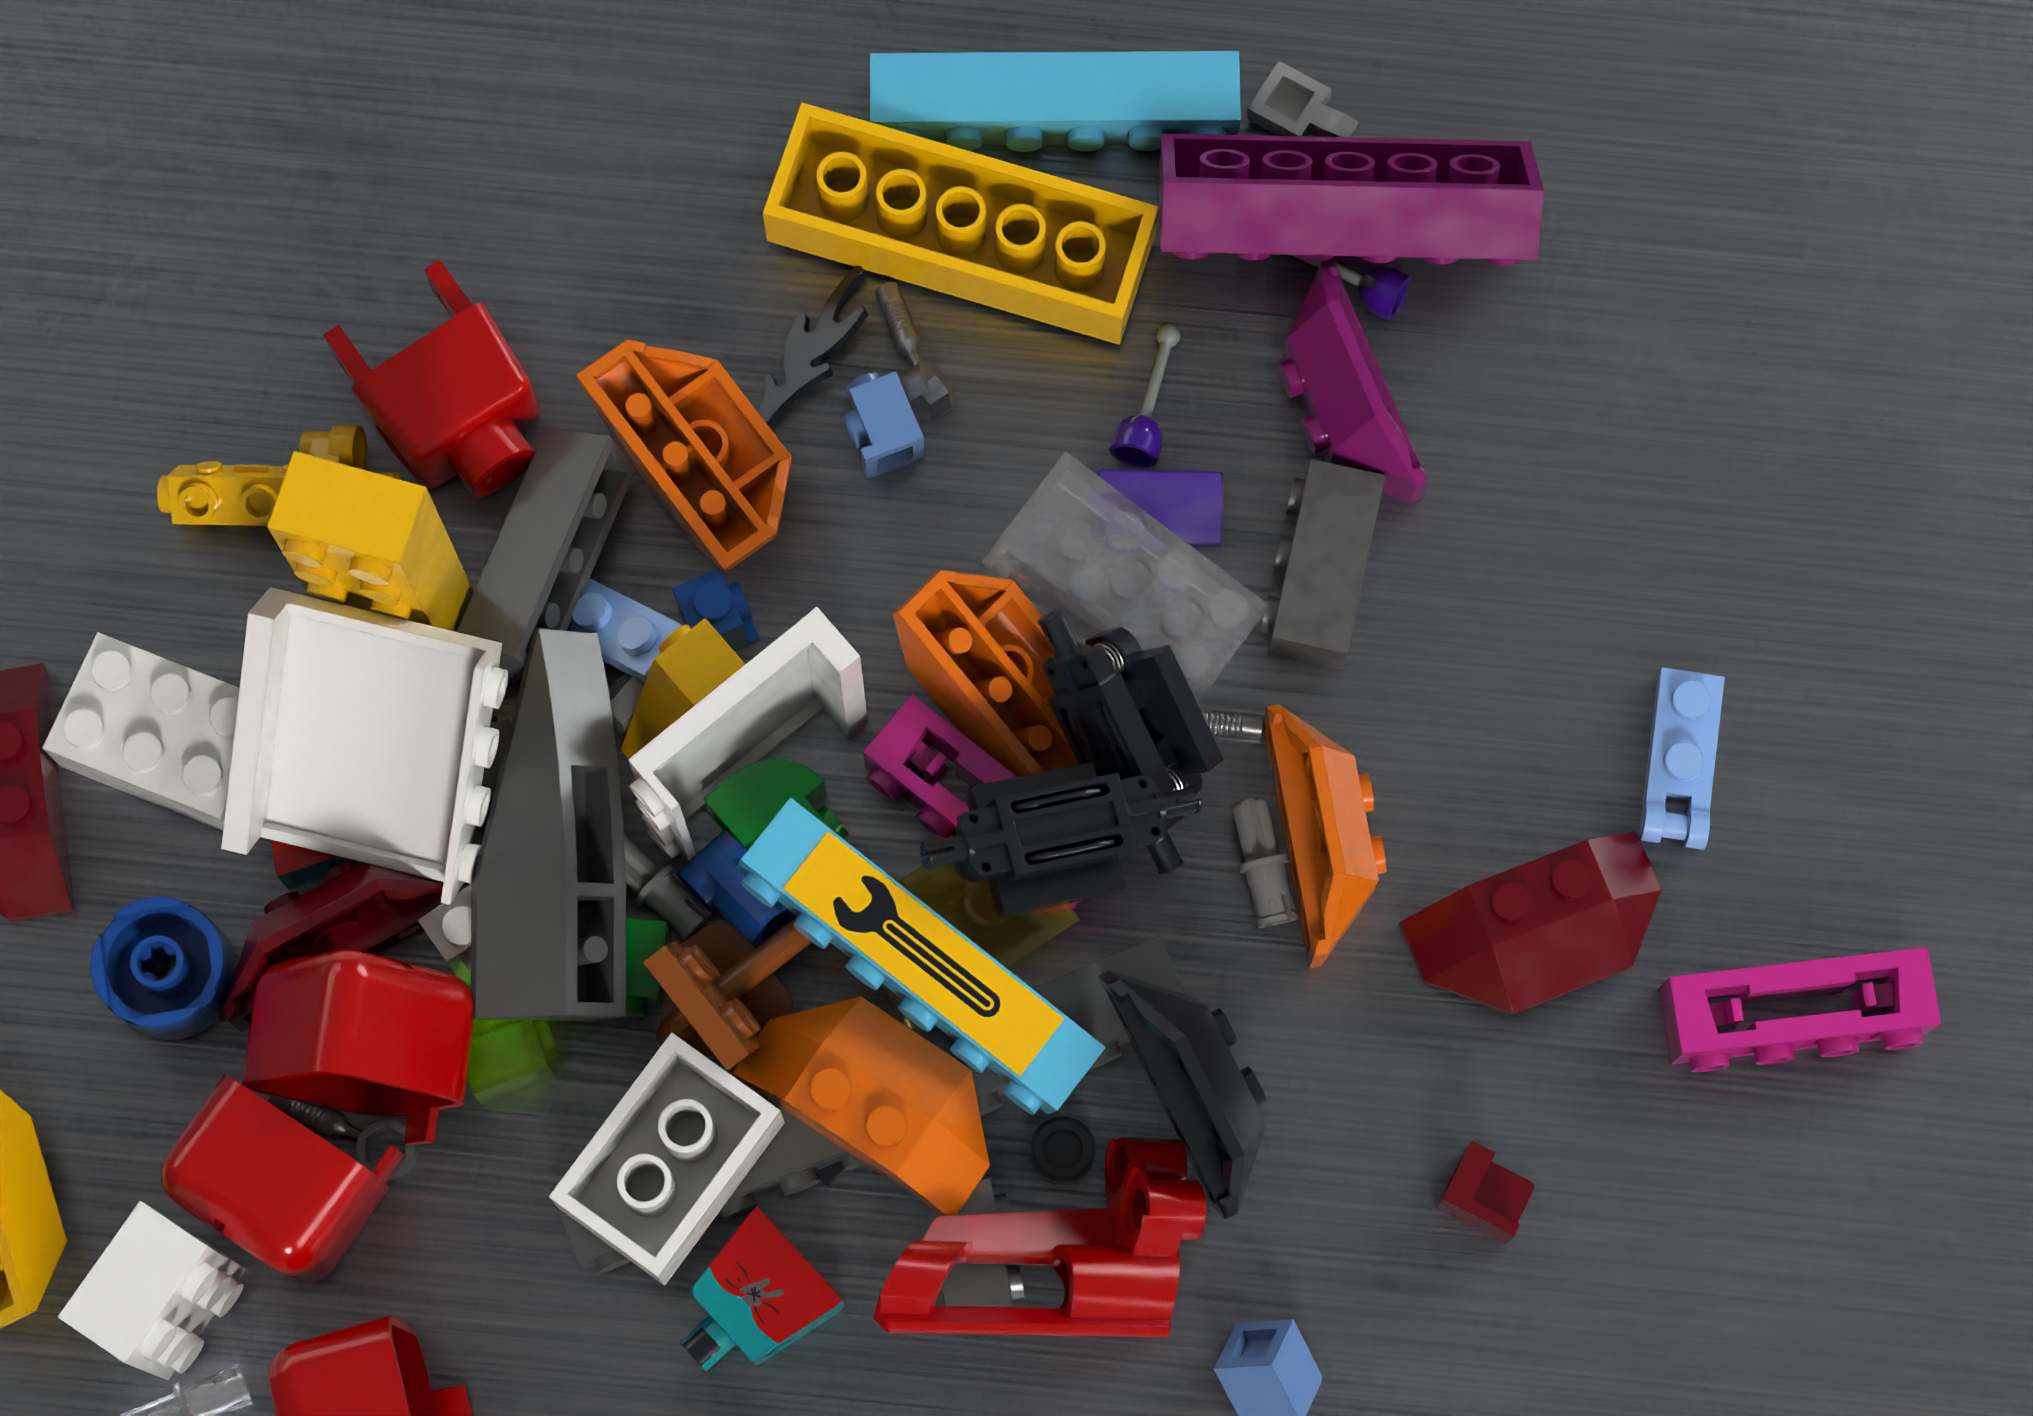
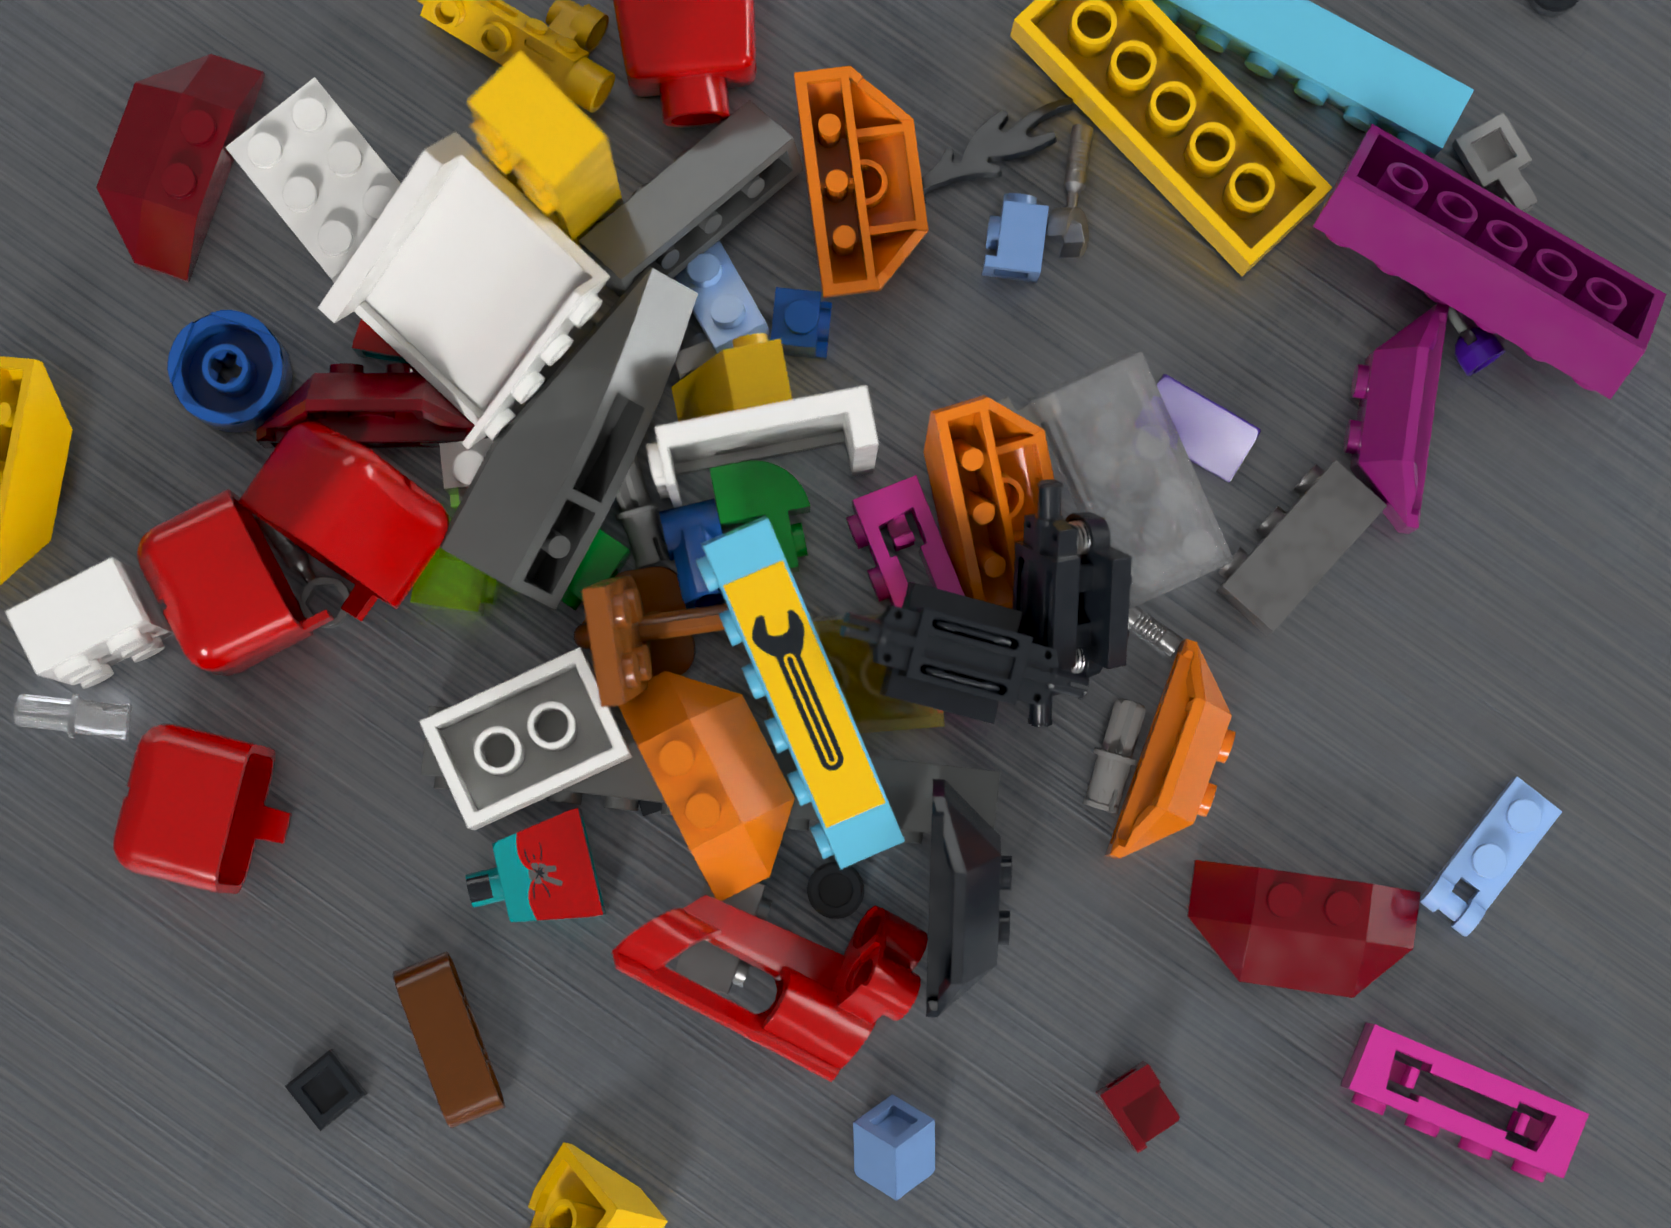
camera: 25 degrees right, 10 degrees up
(1139, 438) = (1213, 361): dark purple hinge -> none

